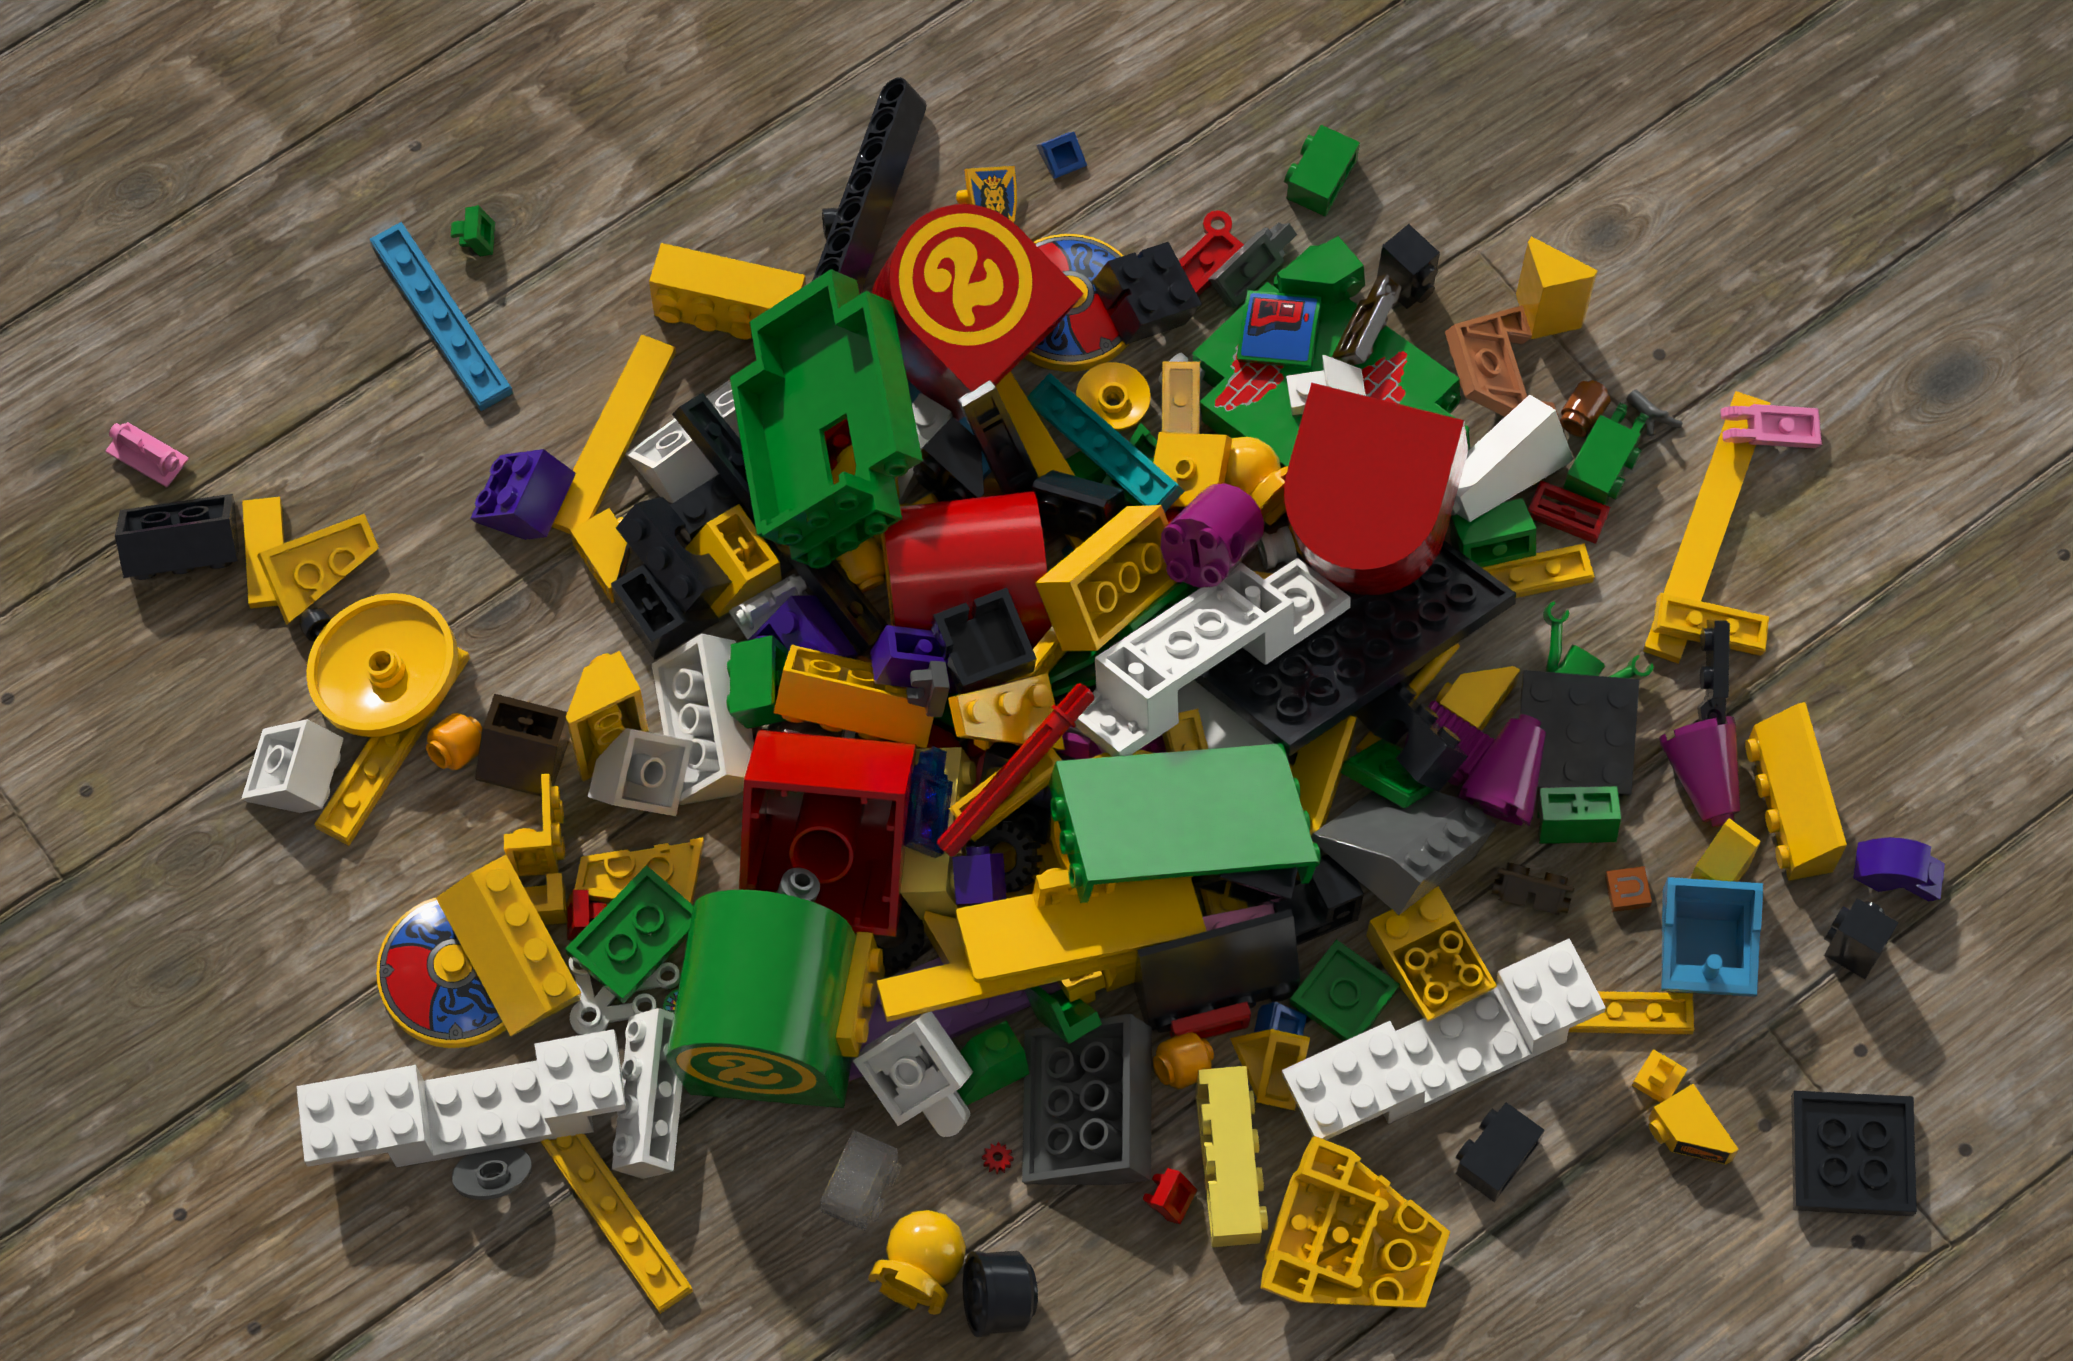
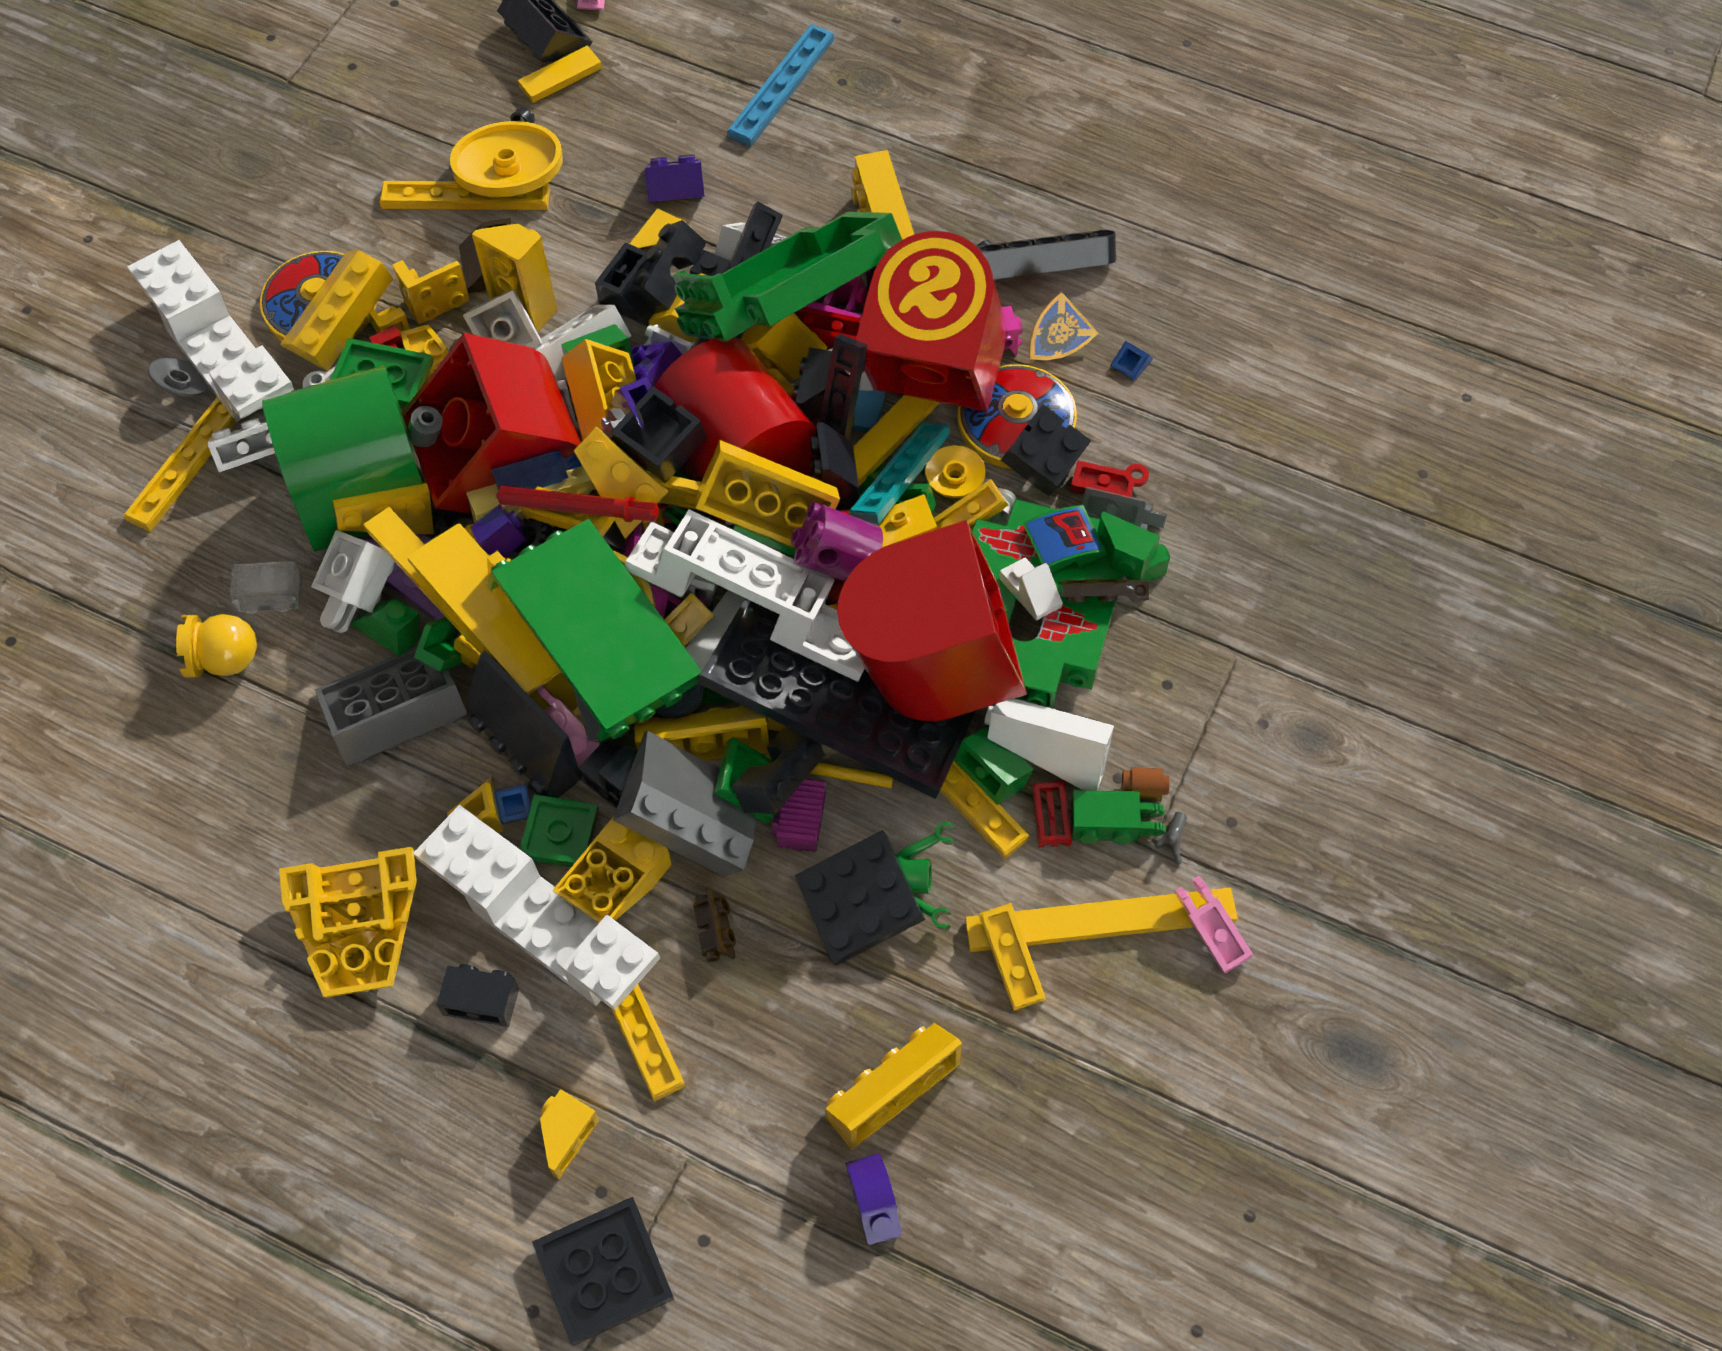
camera: 65 degrees right, 5 degrees down
(293, 767) = (414, 153): white slope -> none
(315, 563) = (561, 97): yellow wing -> none
(454, 741) = (471, 217): light orange head -> none
(475, 231) = (850, 71): green tile -> none
(614, 431) = (737, 209): yellow tile -> none
(997, 1165) = (324, 661): red piece -> none
(998, 1292) = (212, 704): black wheel -> none
(1172, 1195) = (340, 786): red tile -> none
(1181, 1058) = (451, 746): light orange head -> none
(1213, 1022) = (489, 751): red tile -> none
(1229, 1156) = (385, 807): light yellow wedge -> none
(1322, 170) = (1227, 521): green brick -> none
(1411, 264) = (1178, 605): black brick -> none
(1478, 694) = (848, 814): yellow slope -> none
(1487, 360) = (1127, 692): nougat wing -> none
(1509, 772) = (788, 857): magenta cone -> none
(1553, 289) = (1215, 706): yellow slope -> none
(1578, 815) = (791, 929): green hinge -> none
(1628, 889) = (751, 997): dark orange tile -> none
(1659, 1076) = (601, 1090): yellow tile -> none
(1707, 767) = (880, 1006): magenta cone -> none
(1711, 936) = (719, 1065): dark azure piece -> none
(1715, 675) = (966, 975): black hinge -> none
(1727, 855) = (802, 1053): yellow slope -> none
(1859, 936) = (789, 1187): black brick -> none

